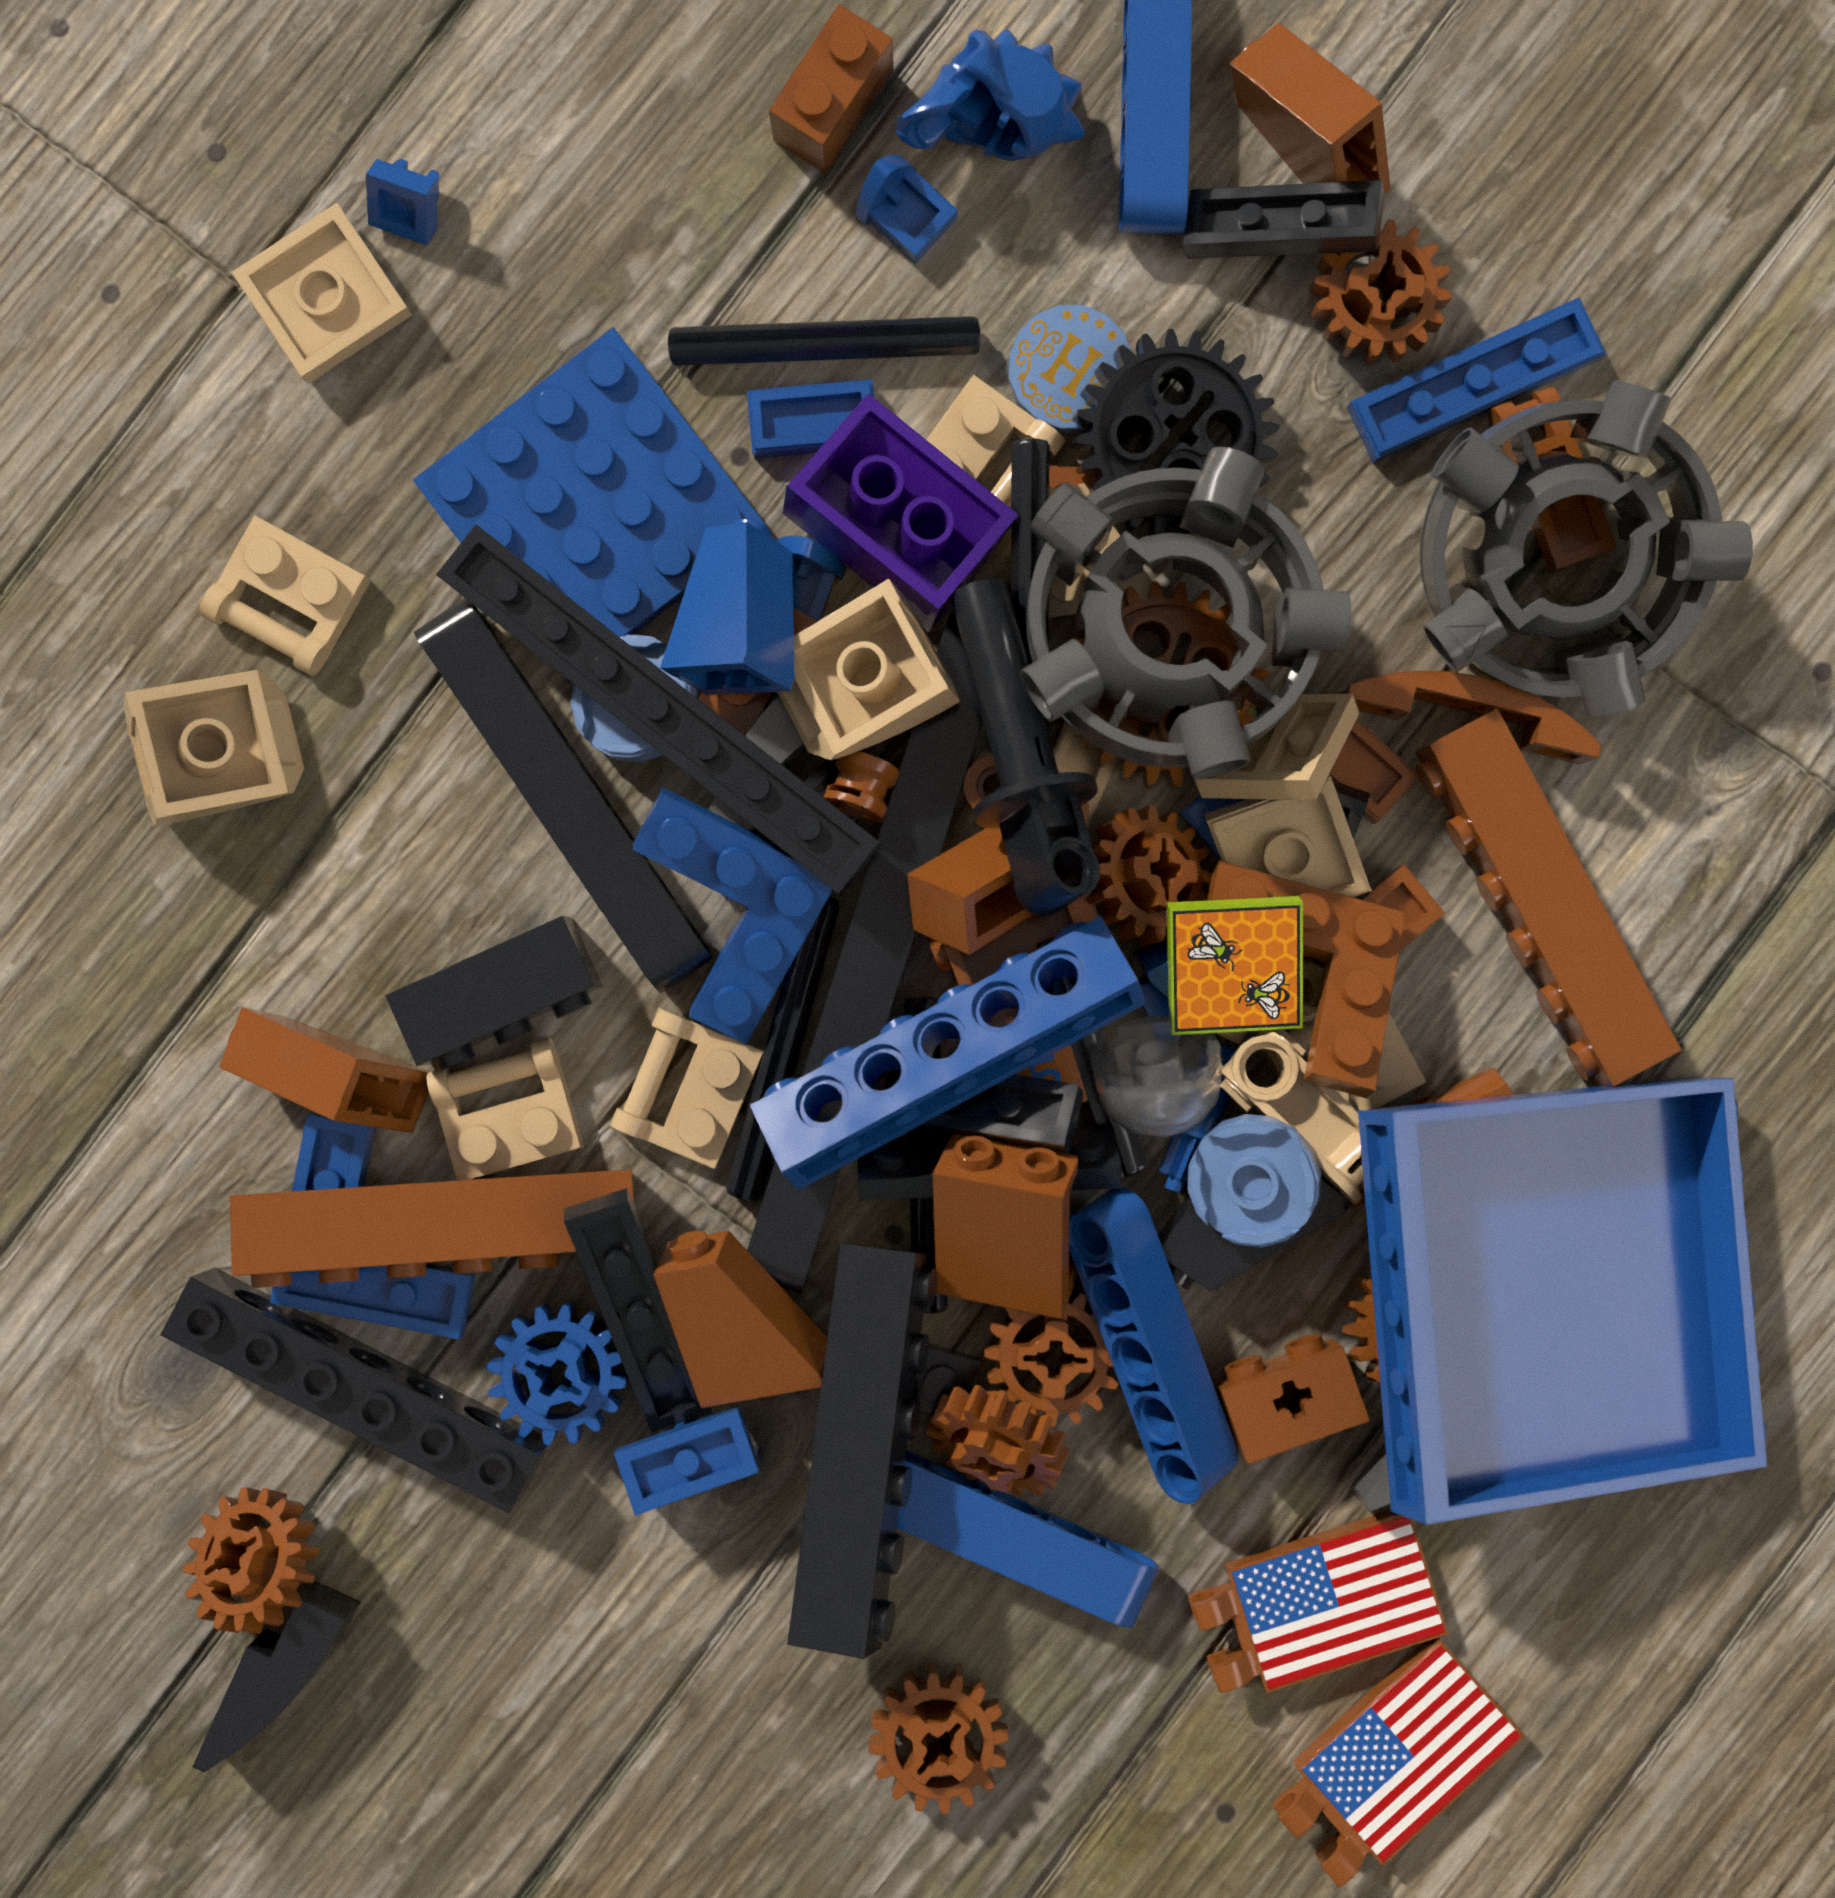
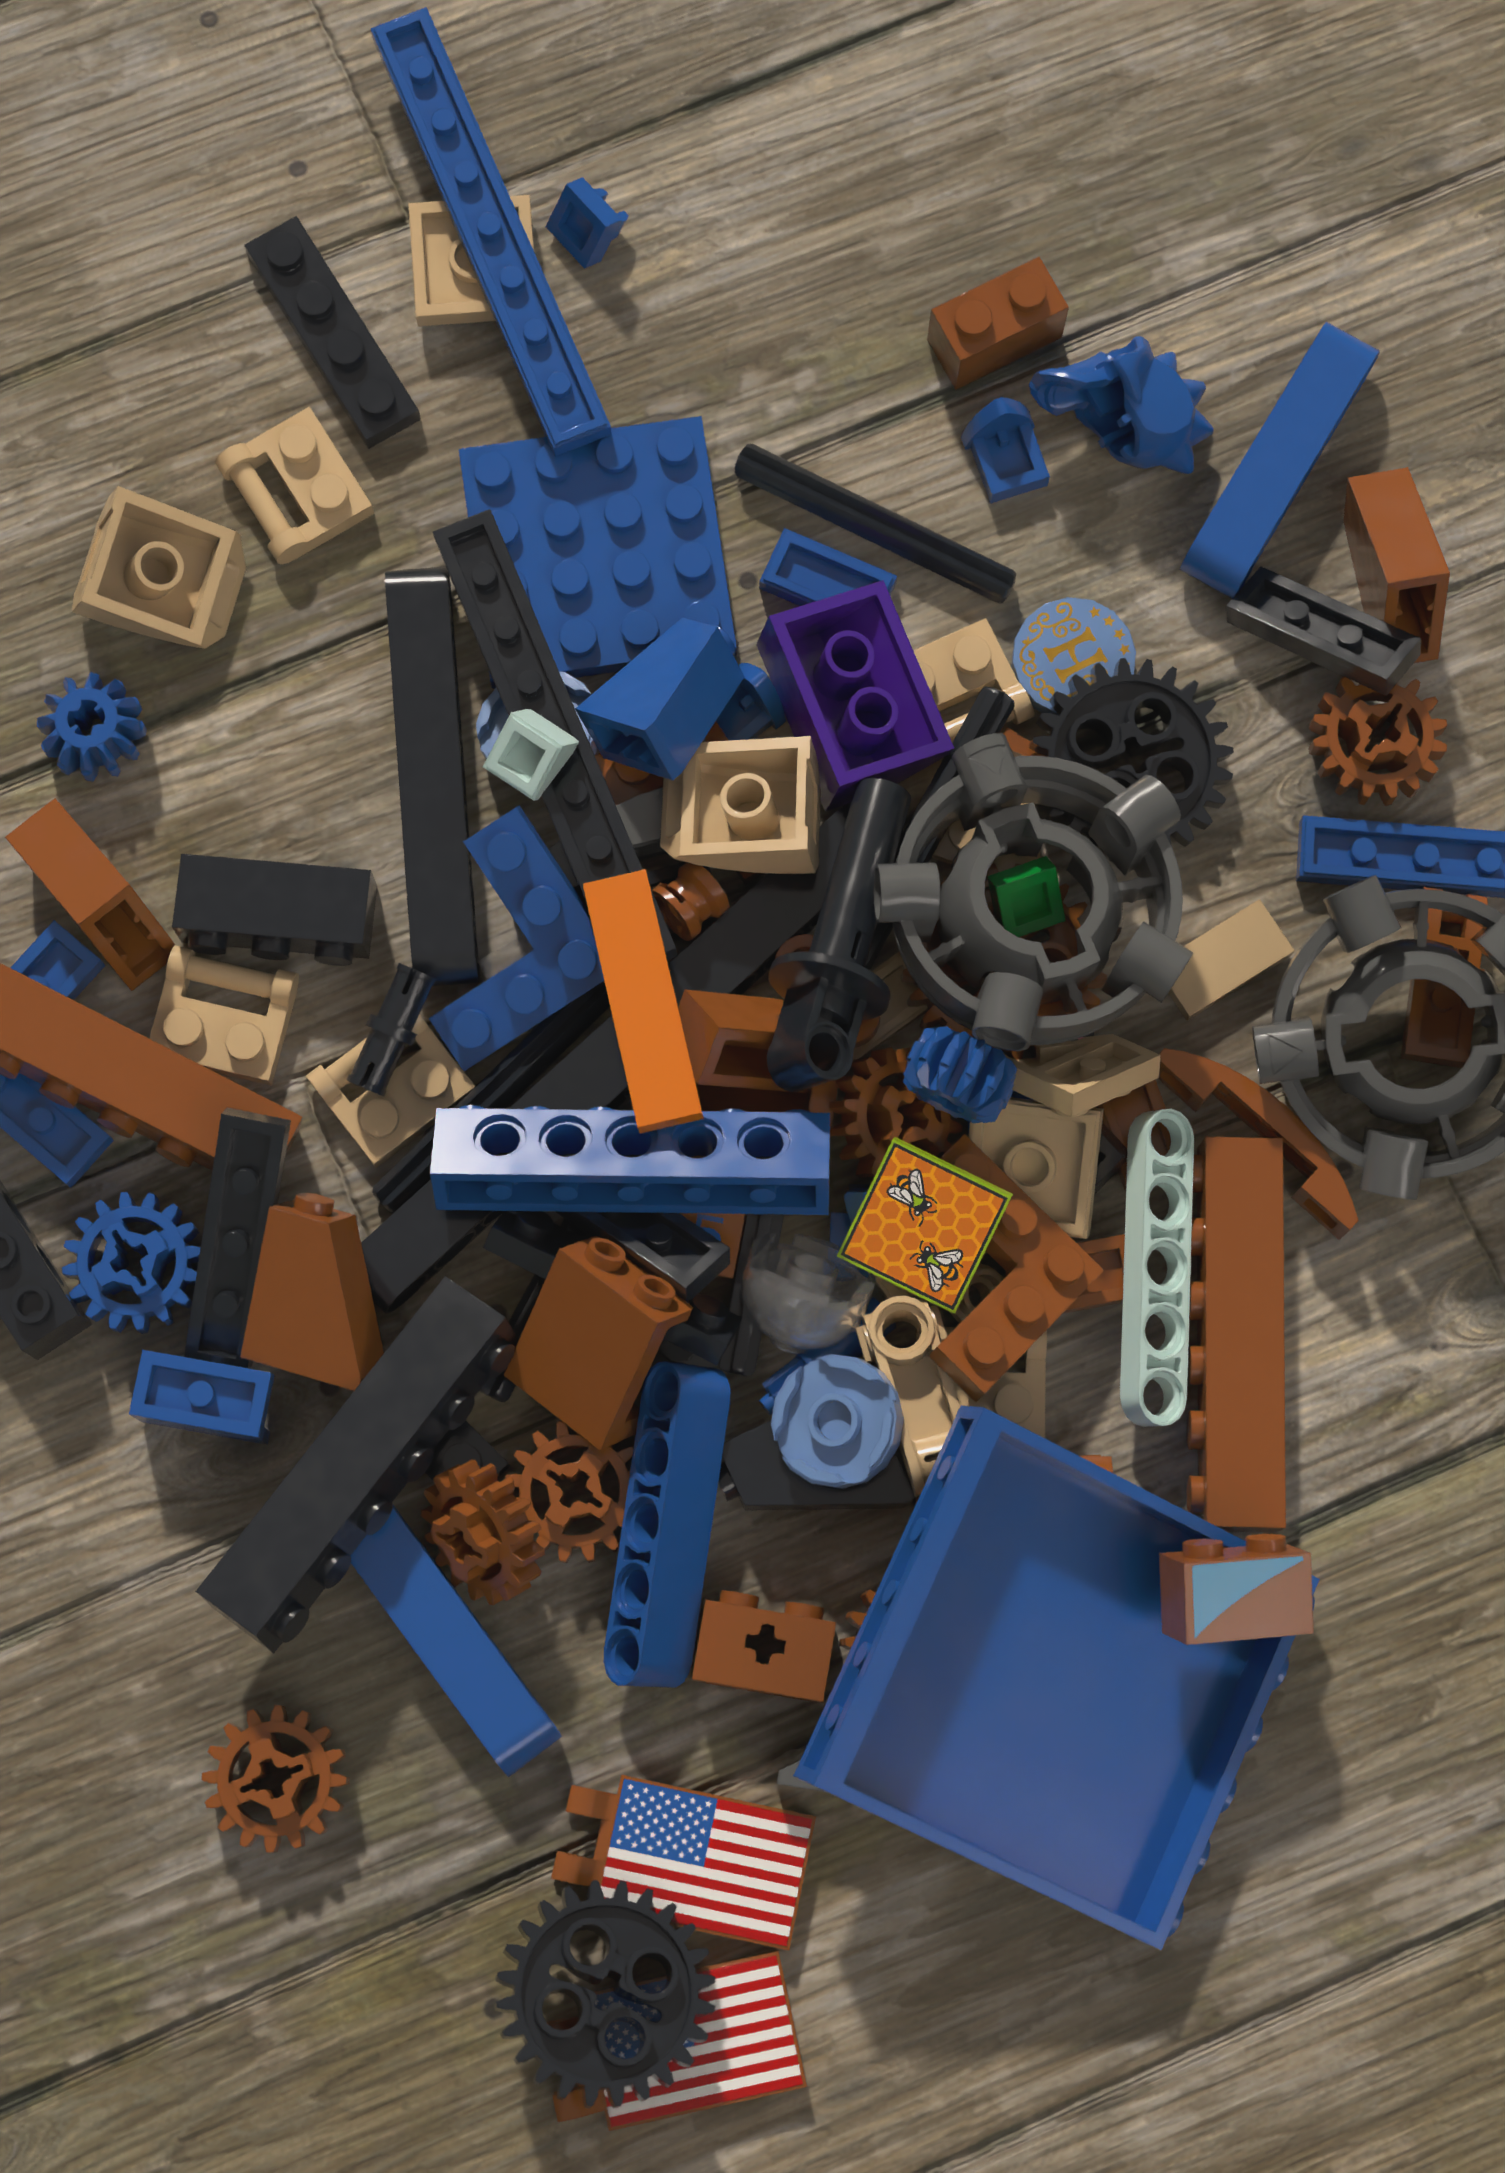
camera: 30 degrees right, 10 degrees down
(215, 912) = (77, 712): none -> blue gear
(233, 432) = (332, 332): none -> black plate
(320, 256) = (491, 232): none -> blue tile
(645, 734) = (529, 752): none -> light aqua slope
(664, 1048) = (391, 1029): none -> black pin
(879, 909) = (642, 1001): none -> orange tile
(1160, 617) = (1027, 897): none -> green plate
(1194, 815) = (960, 1074): none -> blue gear
(1327, 1829) = (580, 2053): none -> black gear
(1360, 556) = (1229, 959): none -> tan tile
(1422, 865) = (1140, 1293): none -> light aqua beam
(1682, 1139) = (1236, 1591): none -> dark orange brick

